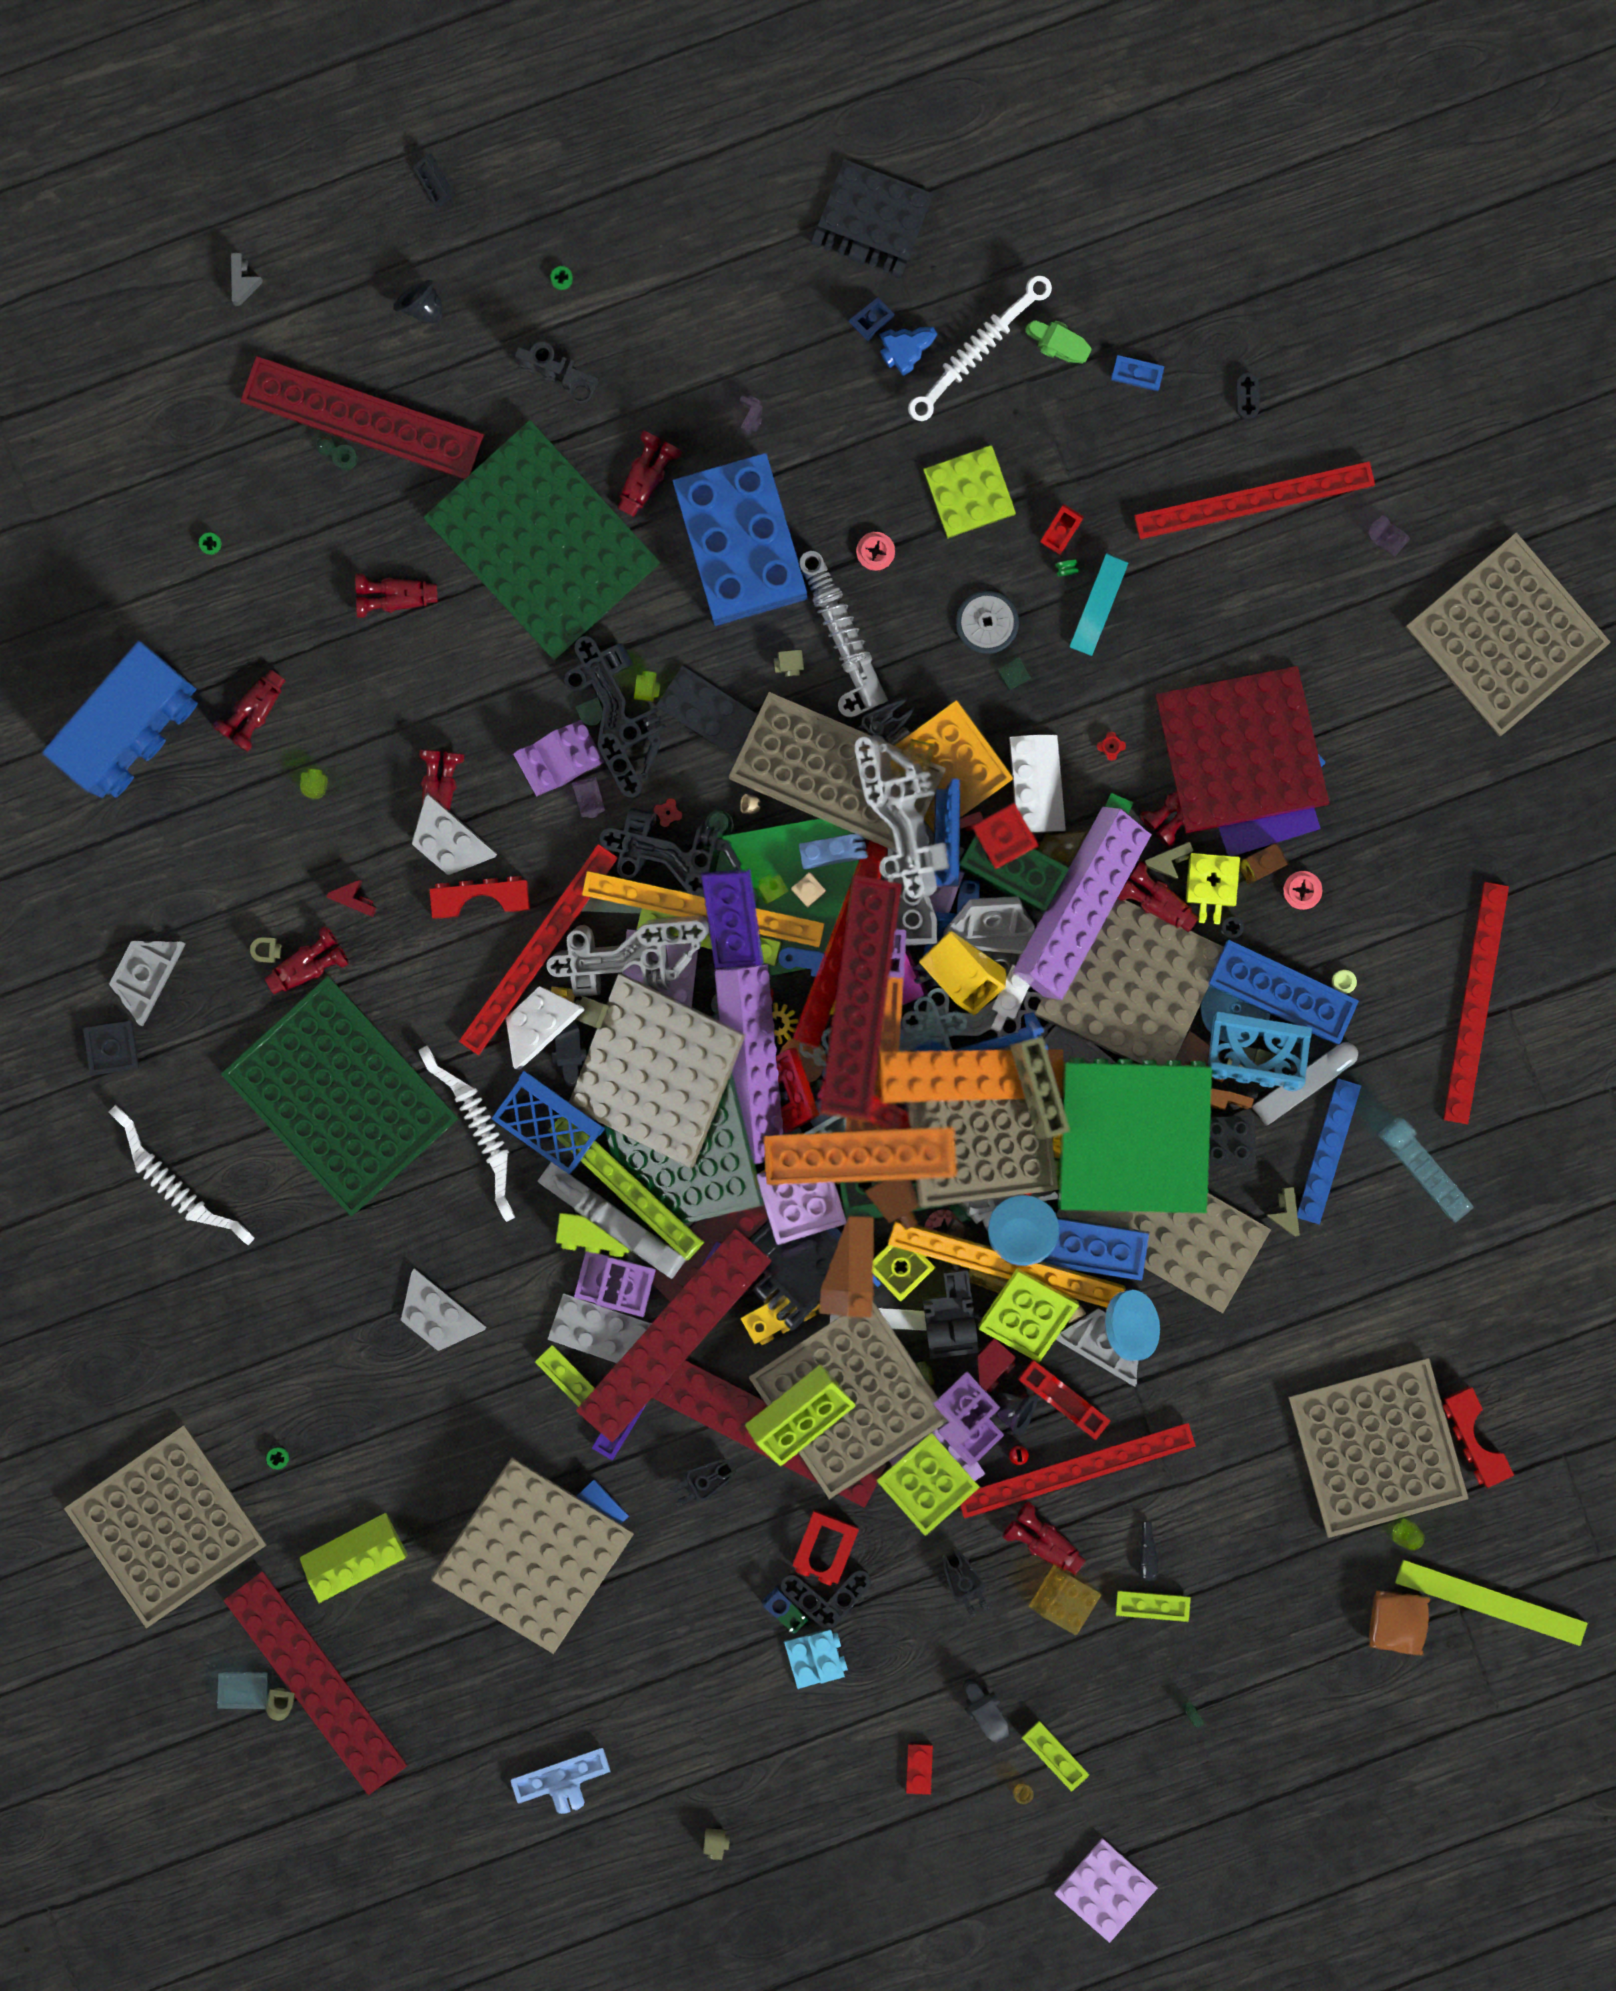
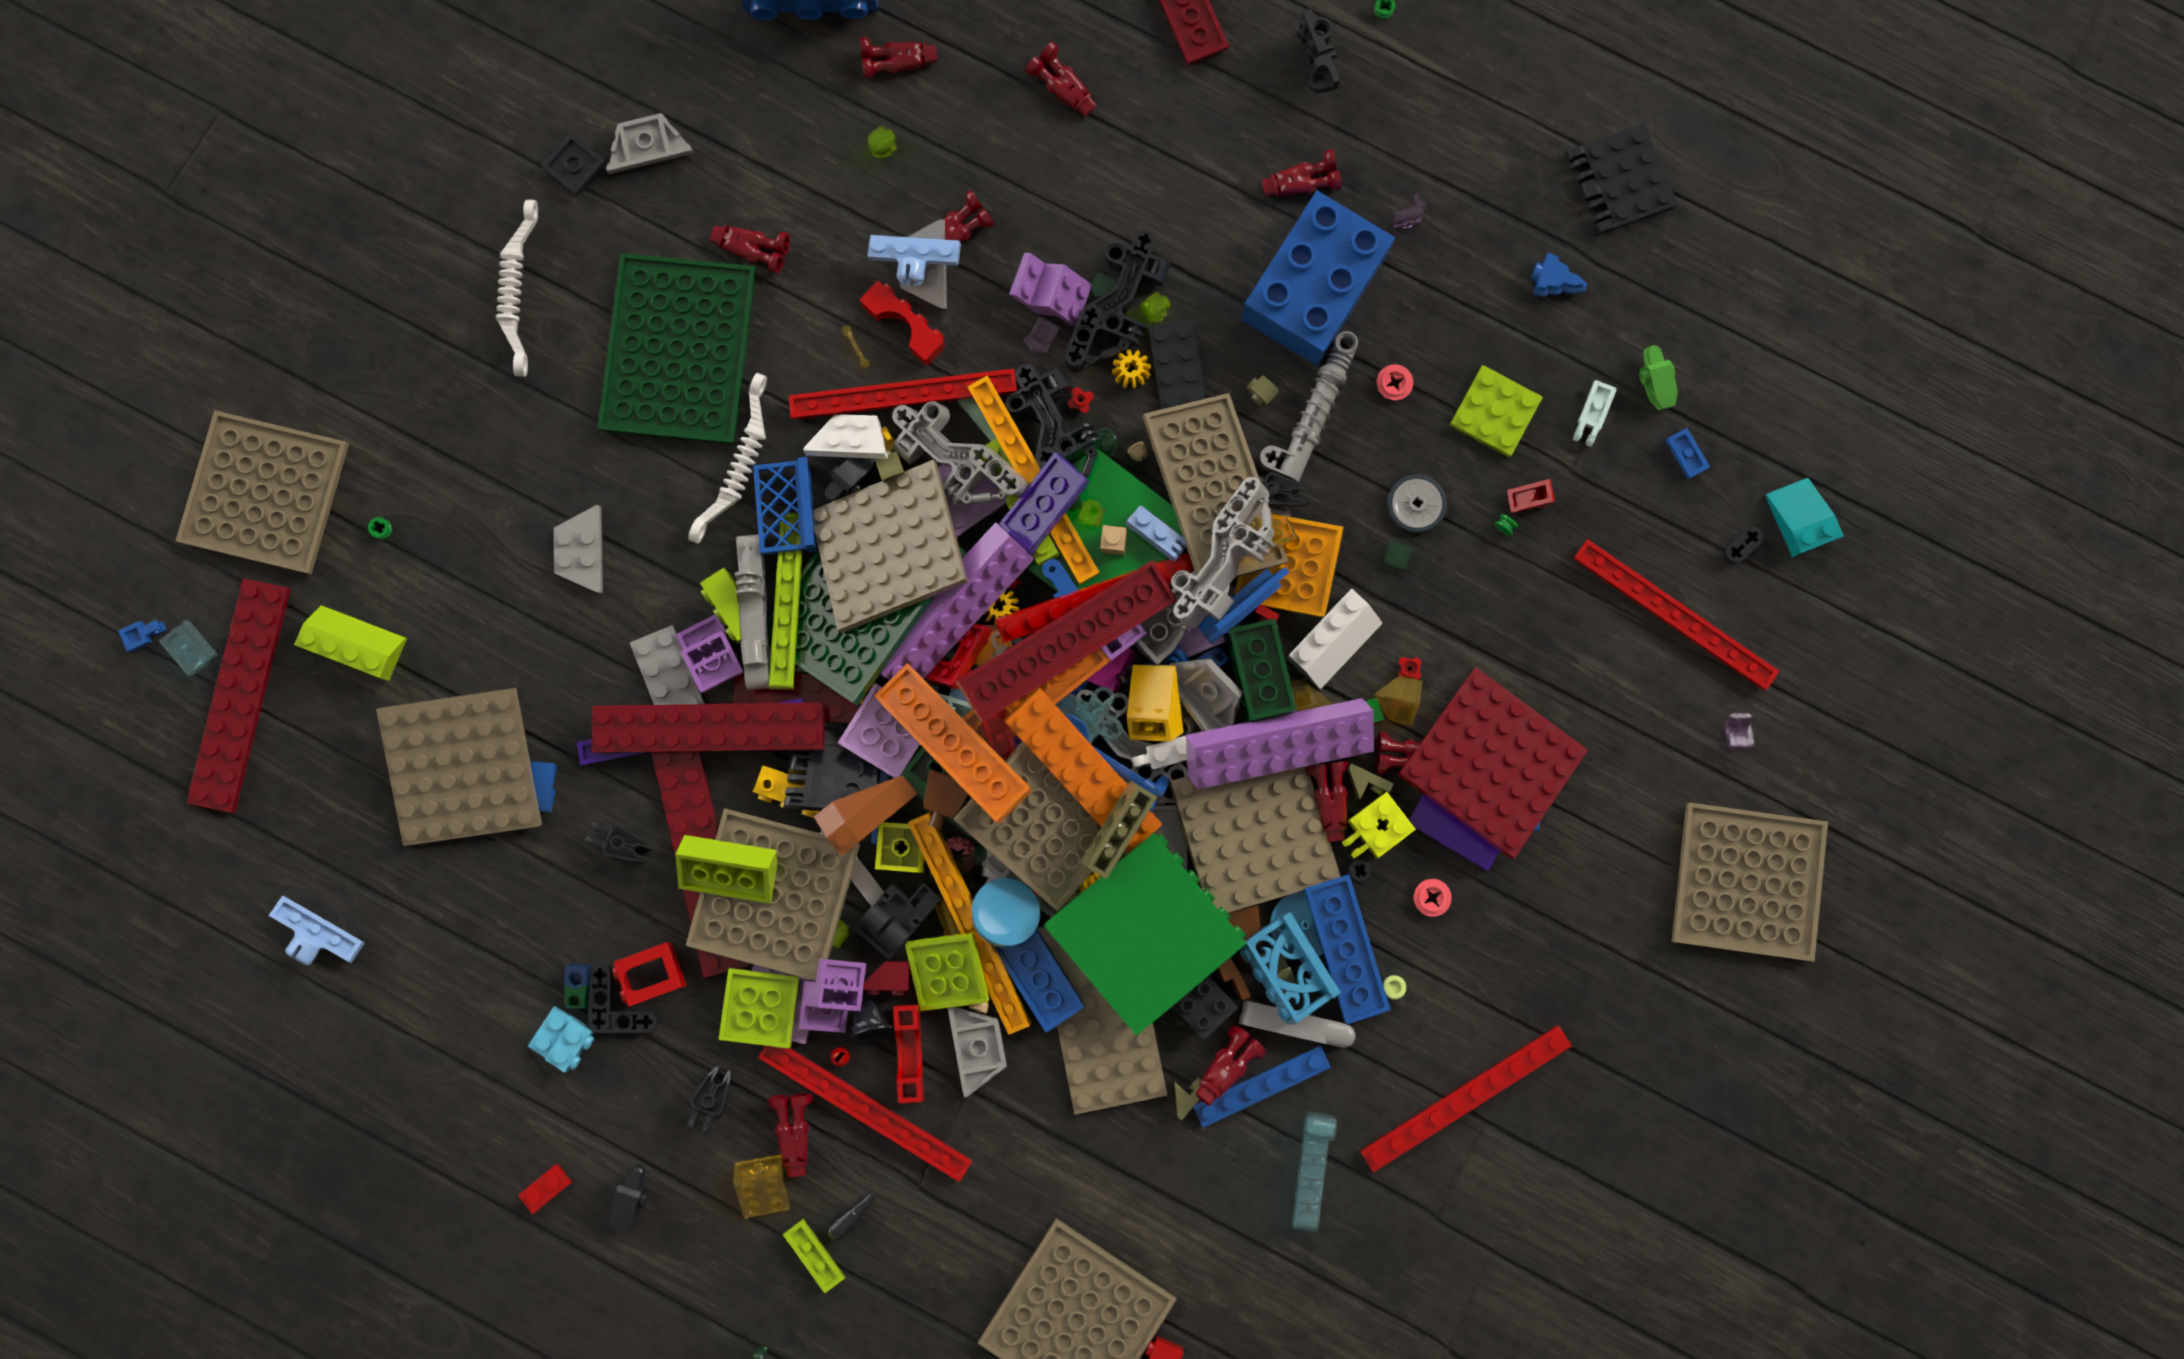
camera: 45 degrees right, 5 degrees down
(197, 1722) = (138, 634): none -> blue plate
(265, 950) = (736, 208): olive plate -> none
(279, 1703) = (199, 681): olive plate -> none
(346, 896) = (825, 232): dark red slope -> none
(436, 843) = (913, 254): none -> light blue plate
(444, 948) = (847, 331): none -> clear yellow hinge
(541, 540) = (1192, 148): dark green plate -> none
(565, 1375) = (614, 676): lime plate -> none
(671, 748) = (1125, 363): none -> yellow gear
(715, 1843) = (360, 1086): olive plate -> none
(871, 318) = (1552, 236): dark blue slope -> none
(993, 331) = (1604, 326): white piece -> none
(1005, 836) = (1278, 642): red tile -> none
(1026, 1795) = (591, 1286): clear yellow hinge -> none
(1039, 414) = (1595, 410): none -> light aqua hinge
(1055, 1756) = (639, 1282): lime plate -> none
(1099, 604) = (1501, 569): teal slope -> none
(1129, 775) = (1400, 699): none -> clear yellow slope
(1132, 1325) = (1006, 1055): dark azure piece -> none
(1263, 863) = (1425, 850): reddish brown torso -> none
(1267, 329) = (1803, 517): none -> teal slope
(1290, 1168) = (1225, 1070): none -> dark red piece

